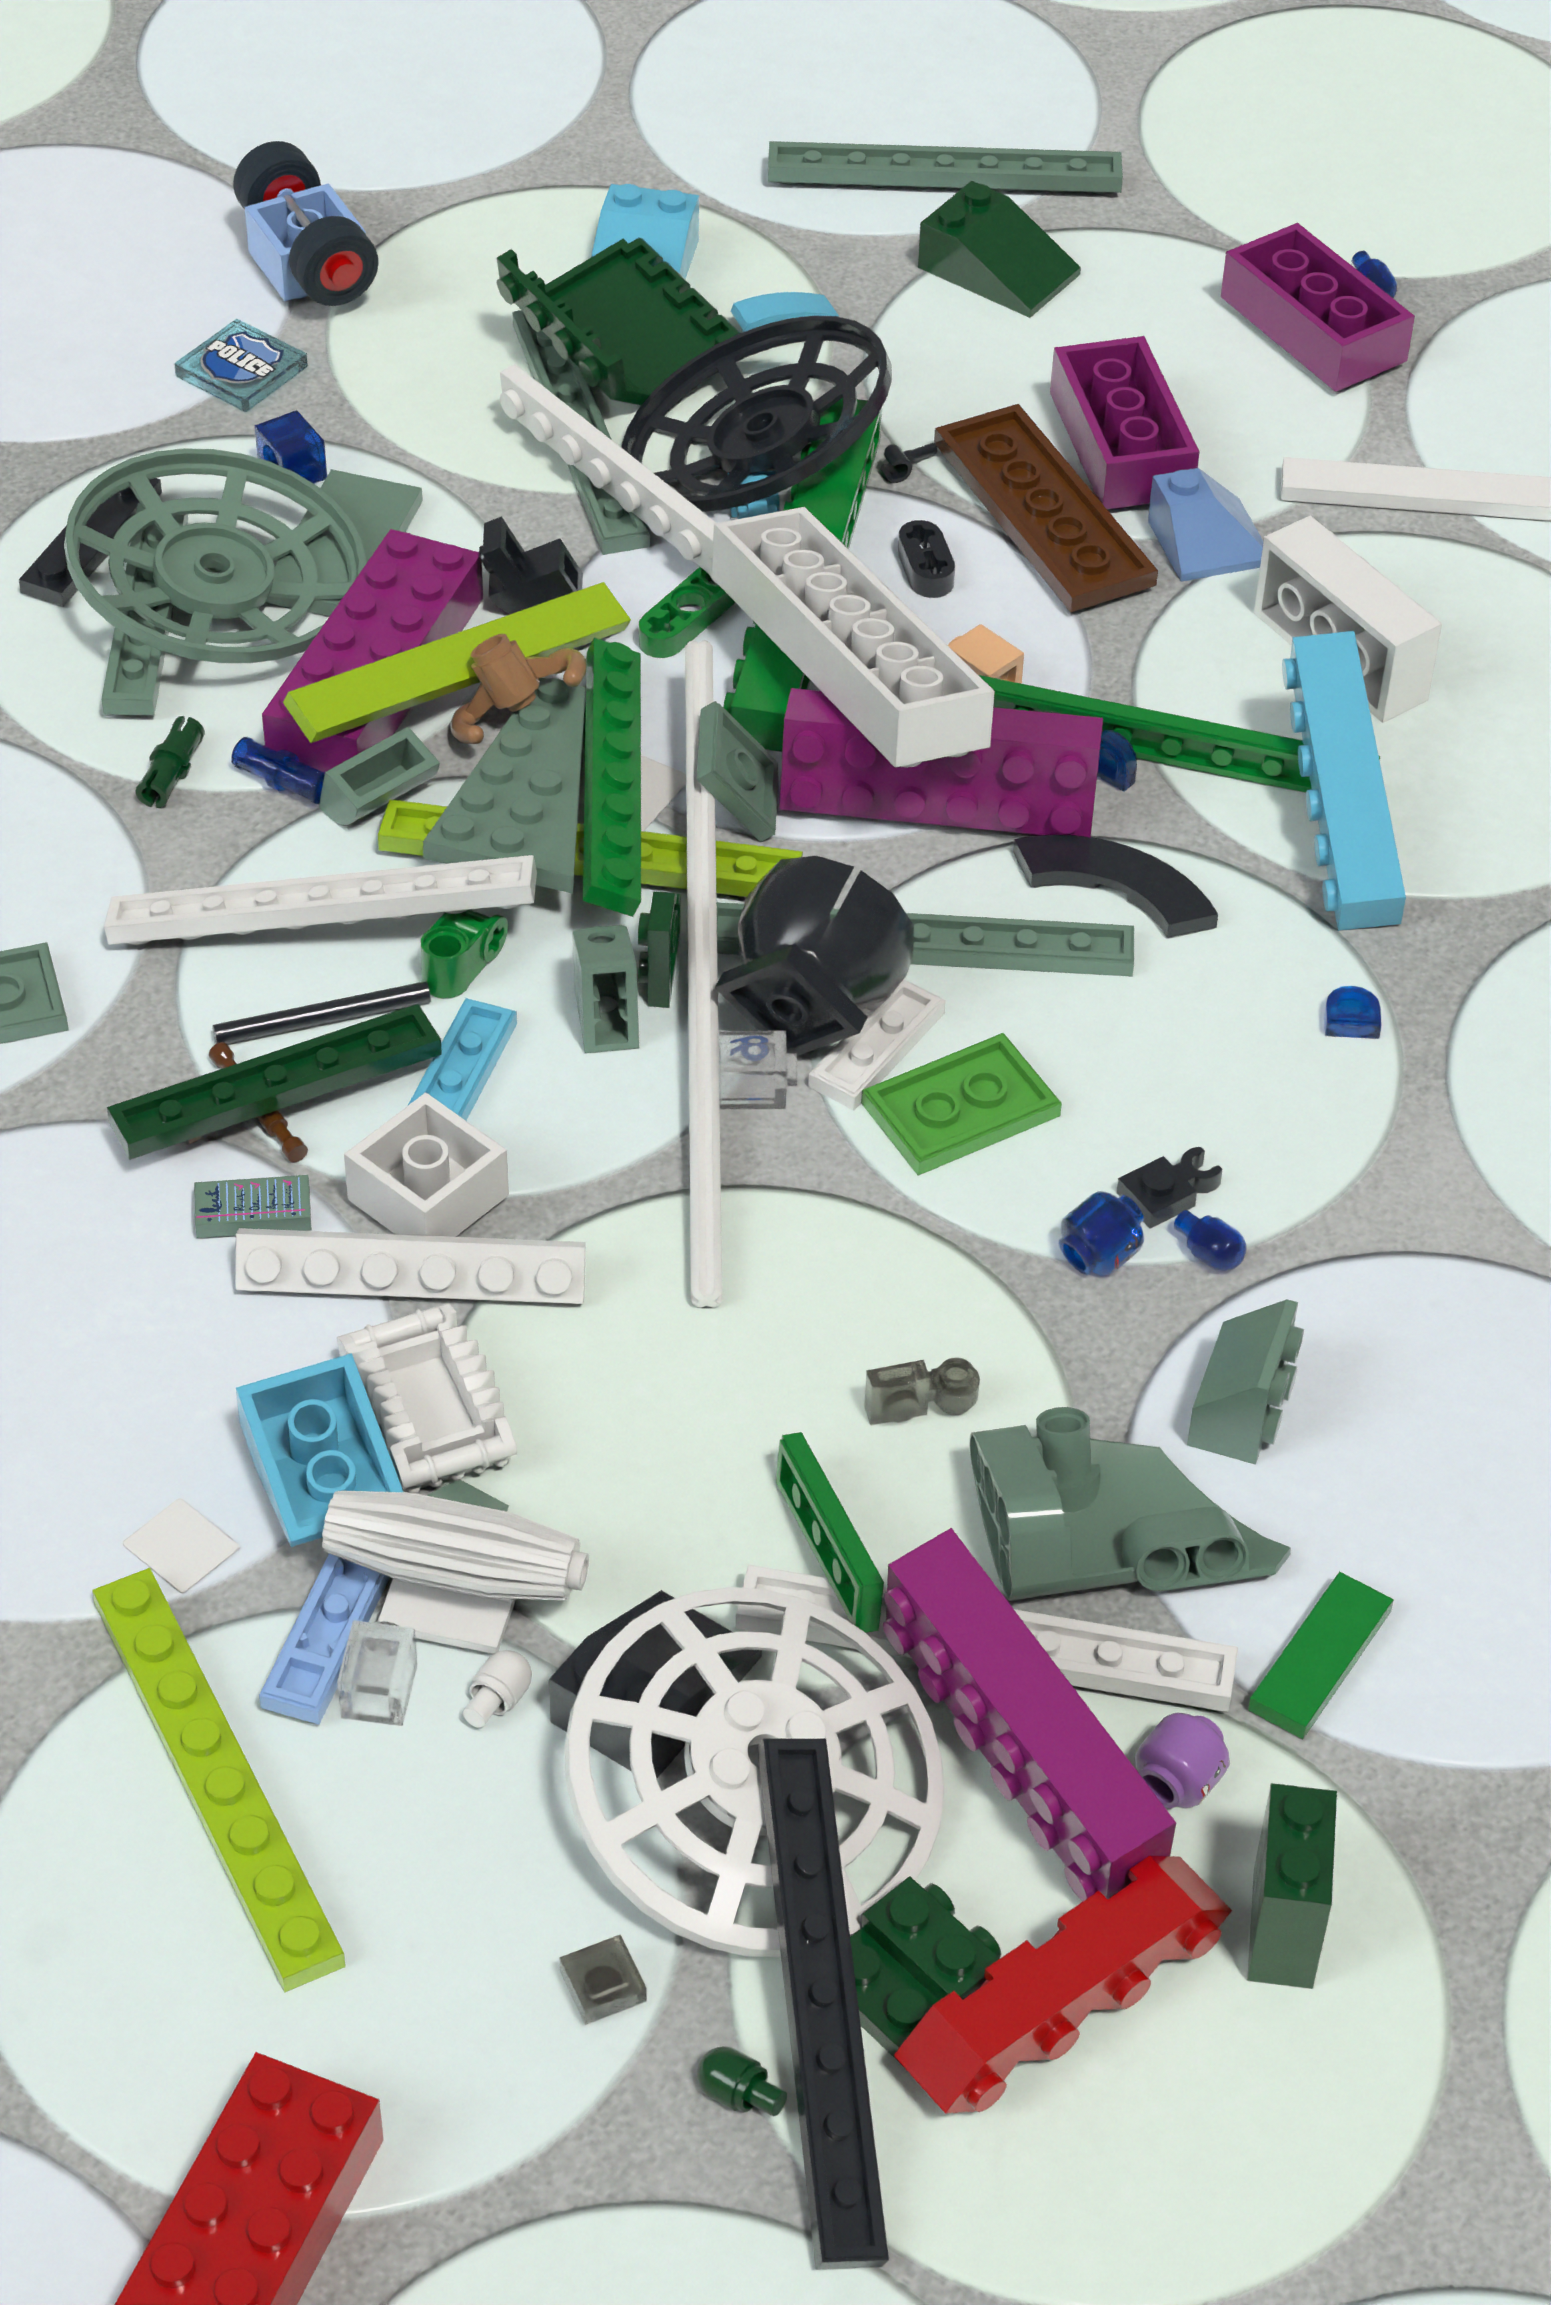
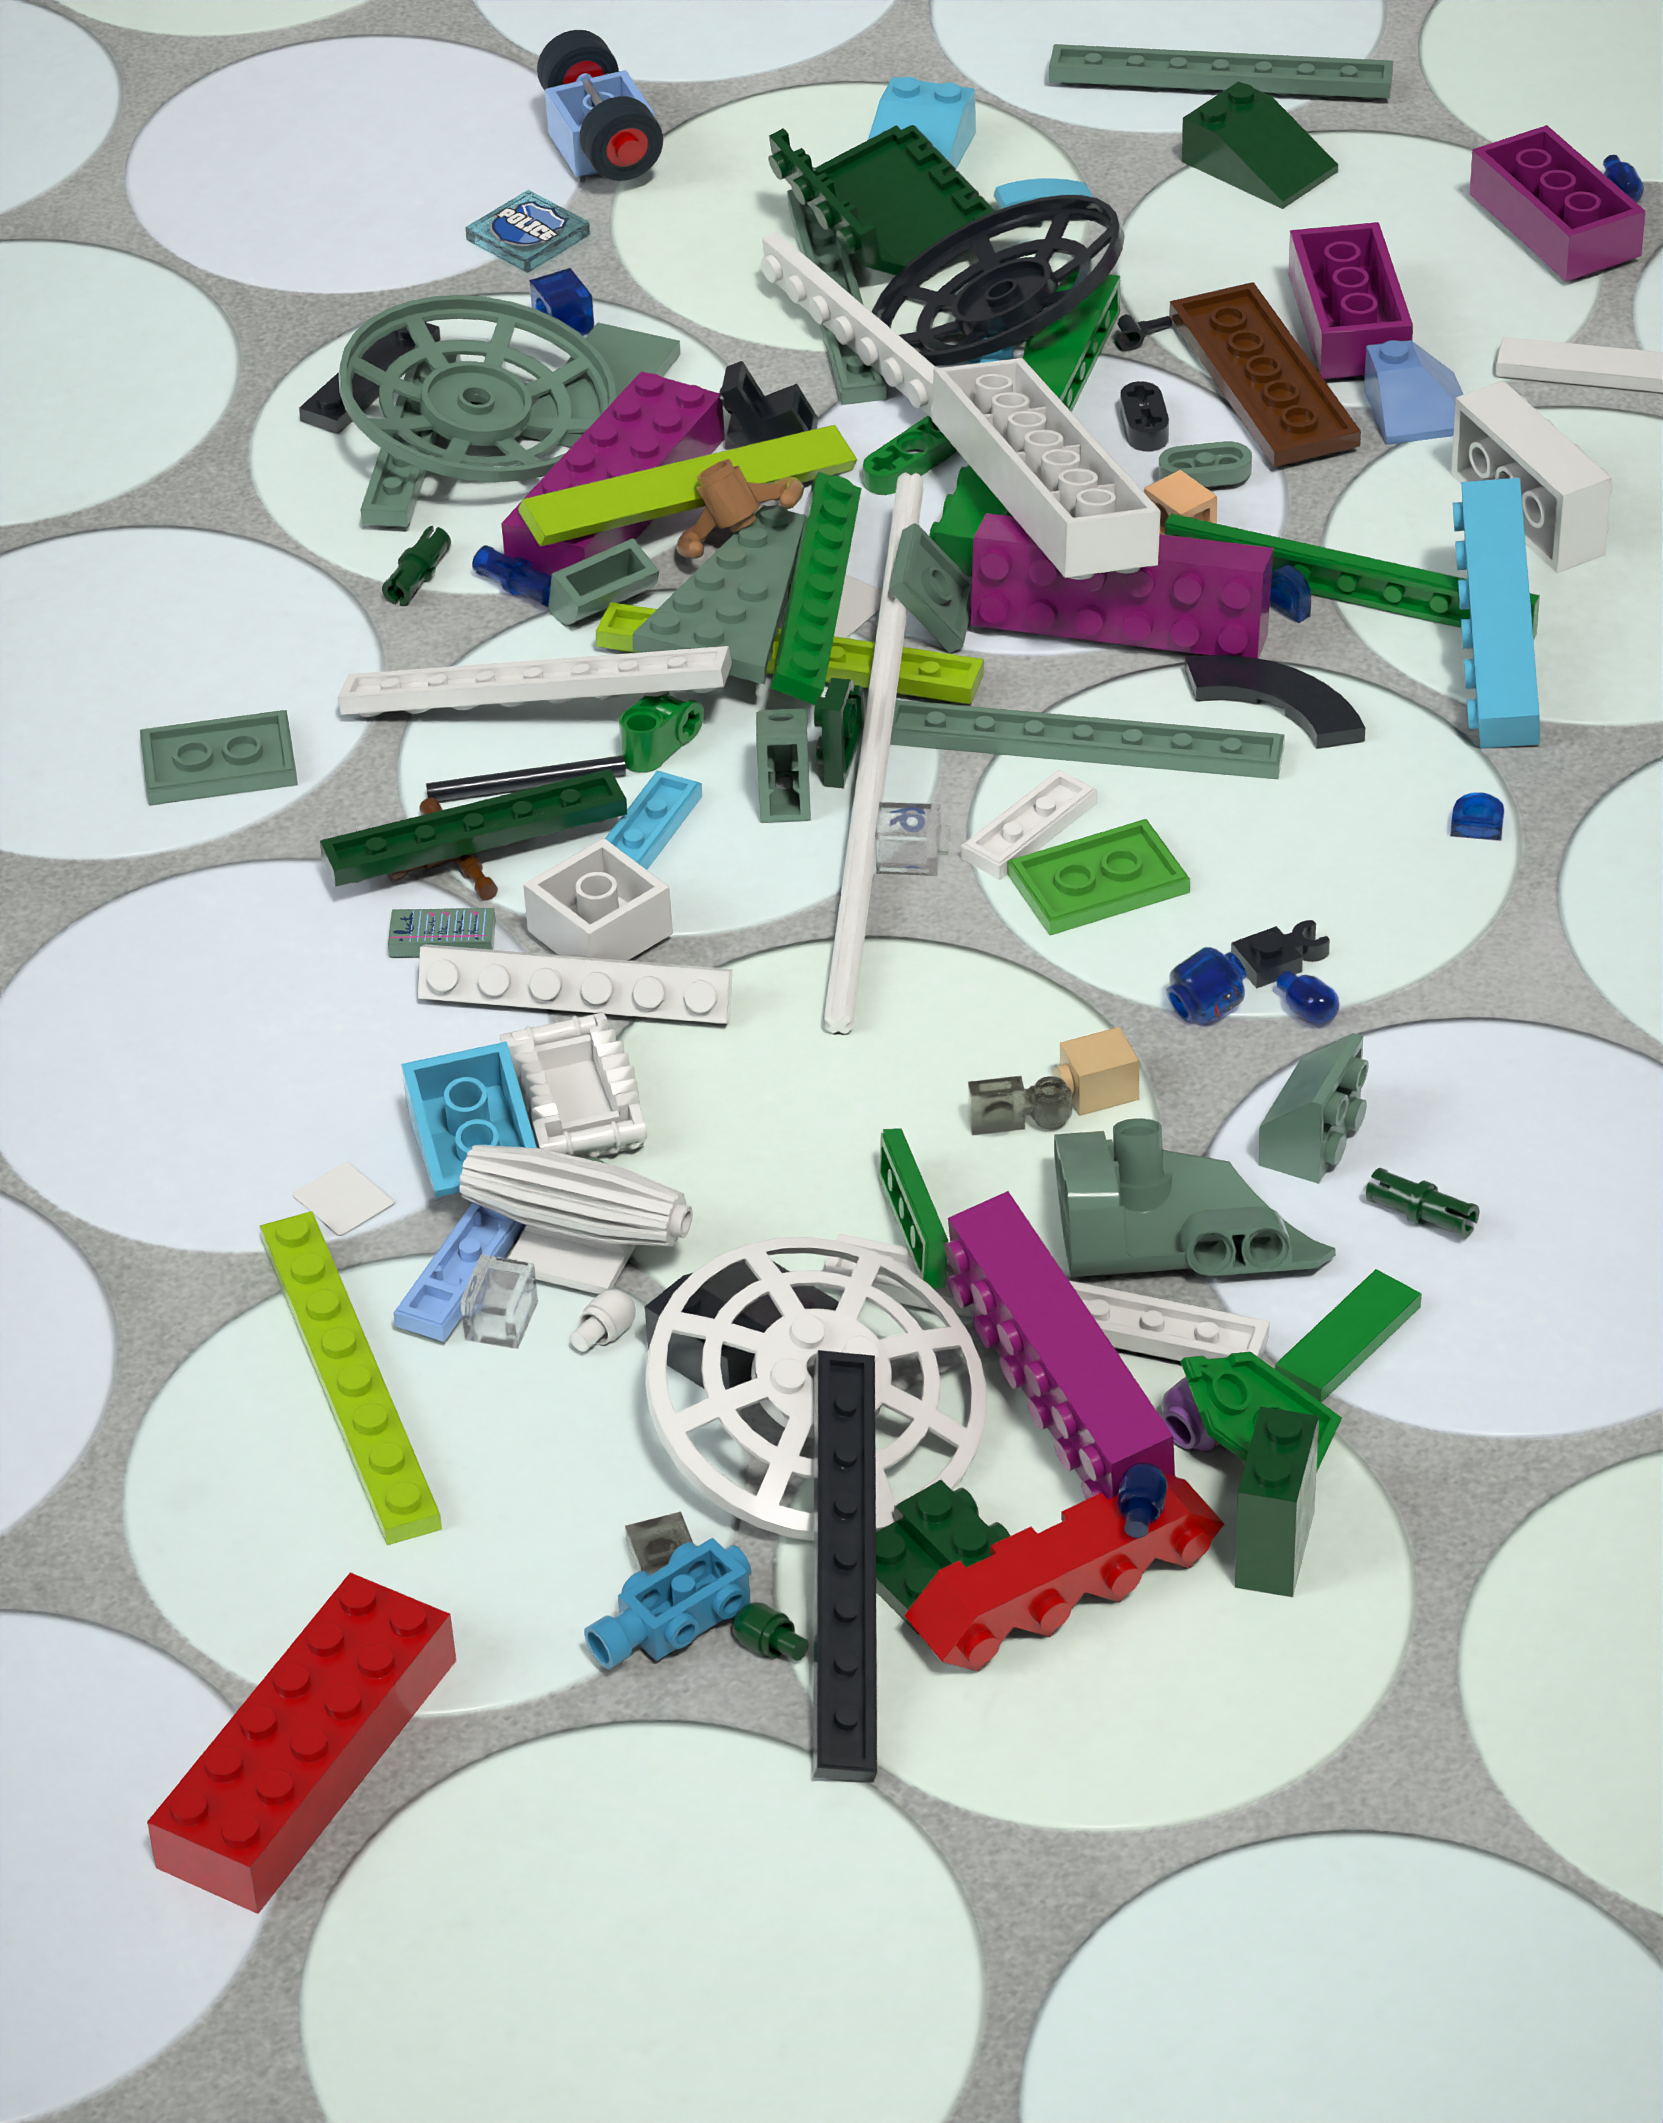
camera: 10 degrees right, 5 degrees down
(627, 2052) = (673, 1604): none -> dark azure brick
(812, 971) = (971, 750): black plate -> none
(1002, 611) = (1208, 463): none -> sand green plate
(1003, 1343) = (1099, 1070): none -> tan brick
(1149, 1899) = (1141, 1497): none -> clear blue cylinder
(1237, 1755) = (1235, 1387): none -> green tile
(1375, 1486) = (1422, 1202): none -> dark green pin

